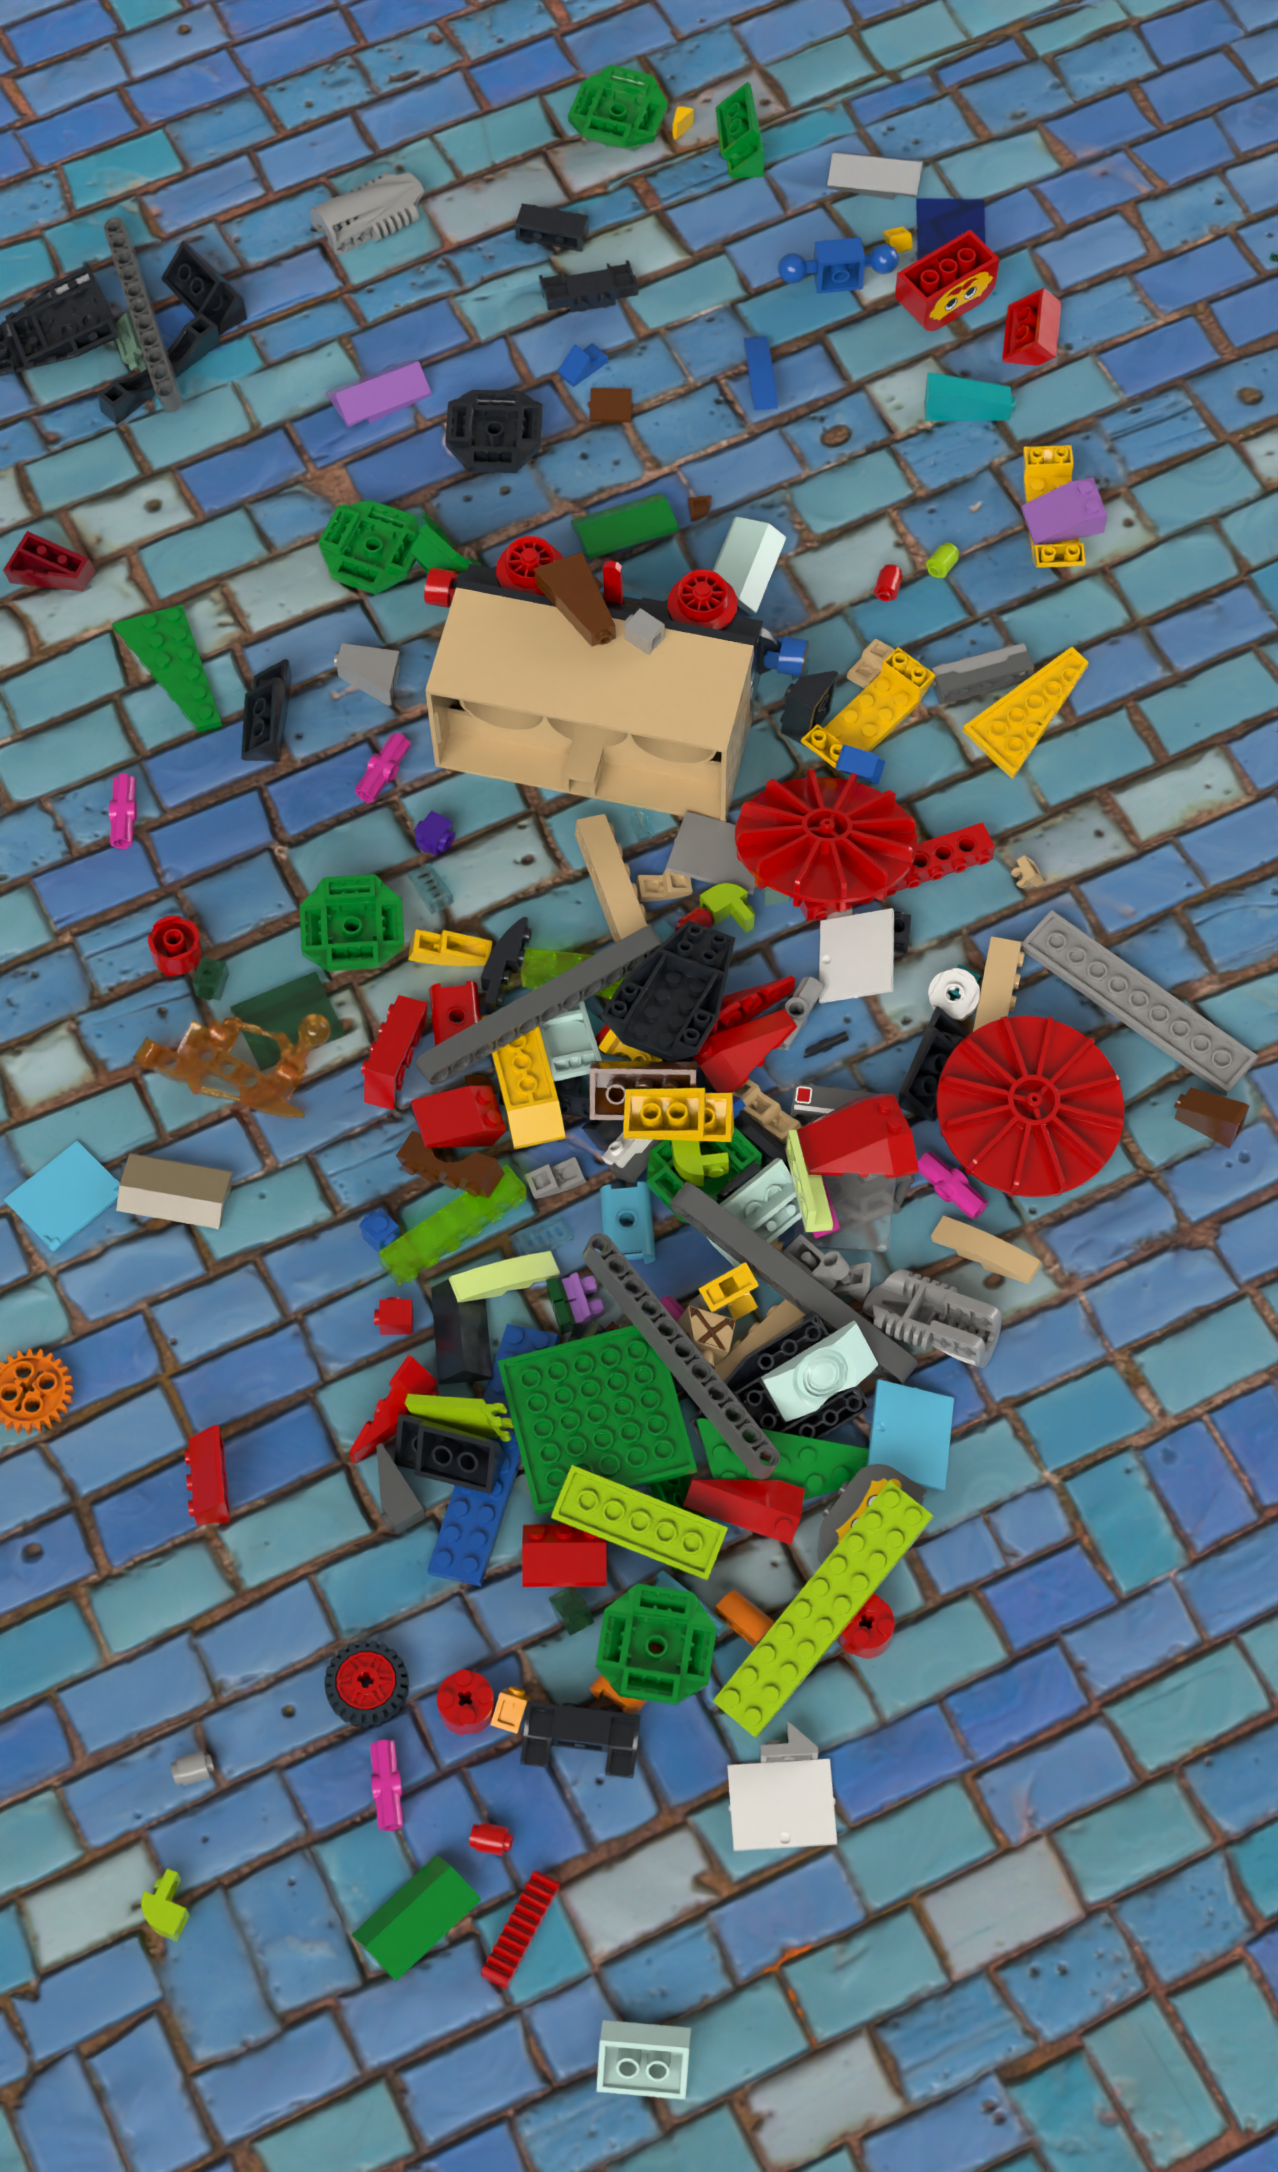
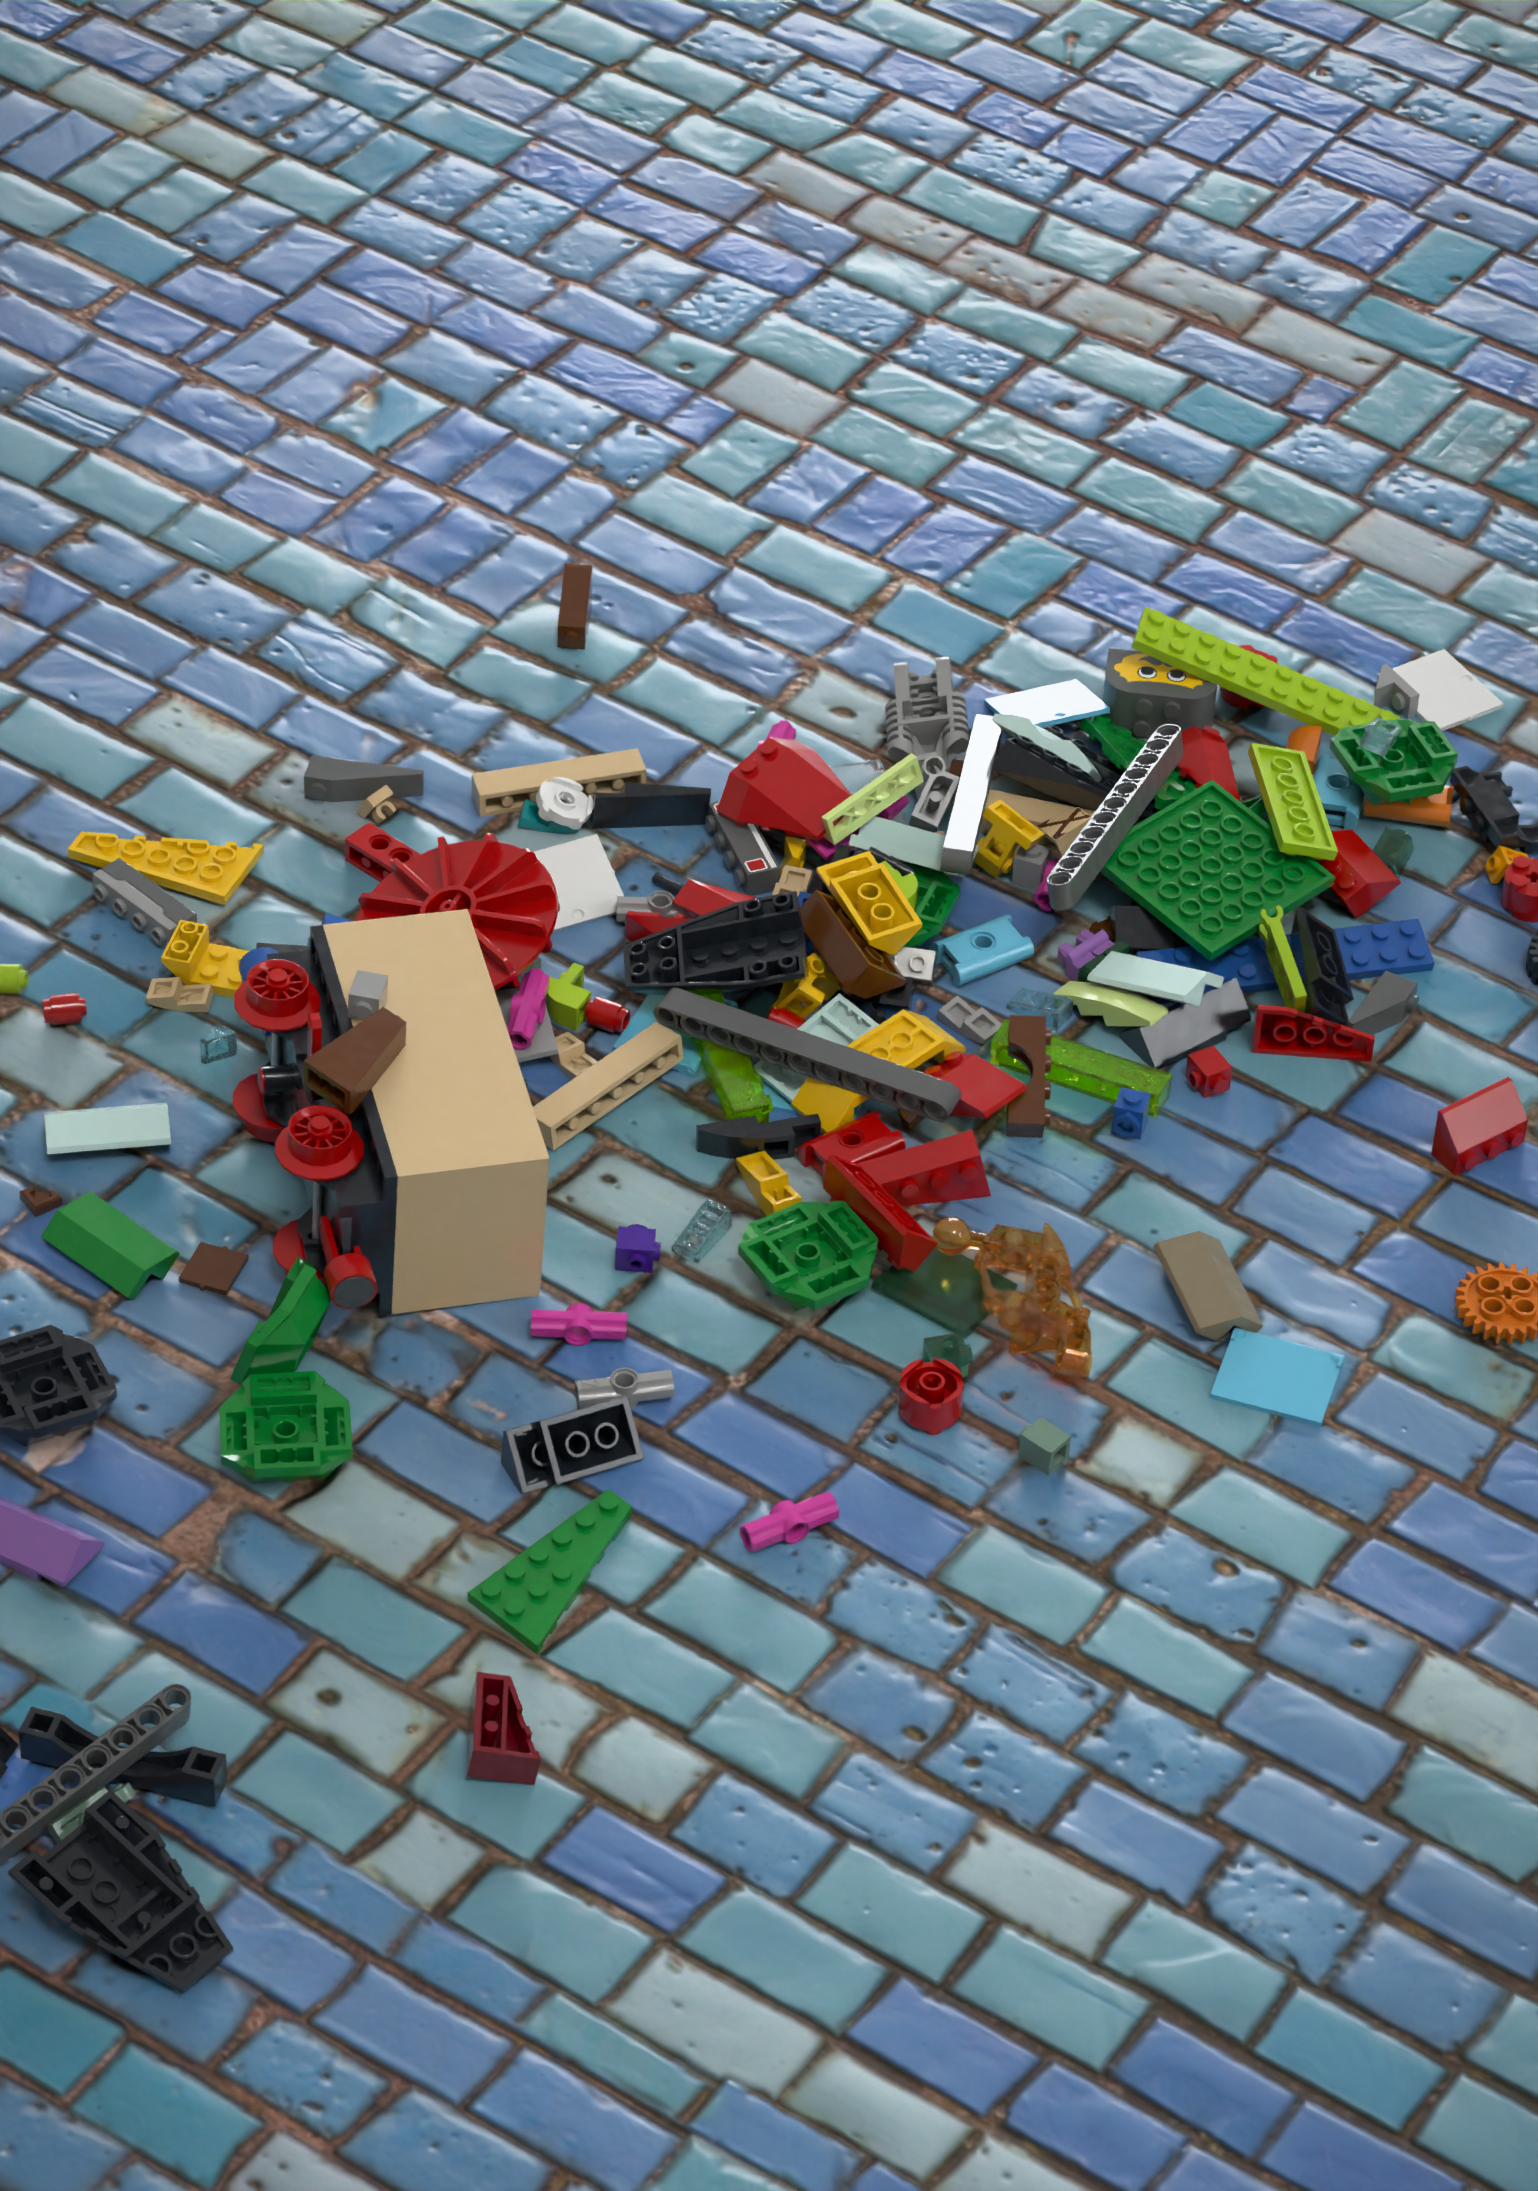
camera: 120 degrees left, 20 degrees down
(90, 998) = (1044, 1445): none -> sand green brick
(298, 777) = (625, 1383): none -> light grey piece
(356, 980) = (892, 1225): none -> red slope
(369, 670) = (454, 1382): light grey slope -> none
(499, 1310) = (1154, 978): none -> light aqua slope
(664, 1619) = (1380, 736): none -> clear light blue slope
(713, 858) = (528, 1008): none -> dark pink piece
(986, 1249) = (824, 712): tan slope -> none
(1030, 1106) = (658, 711): red piece -> none
(1073, 854) = (351, 780): none -> dark grey slope
(1139, 1003) = (477, 696): light grey plate -> none

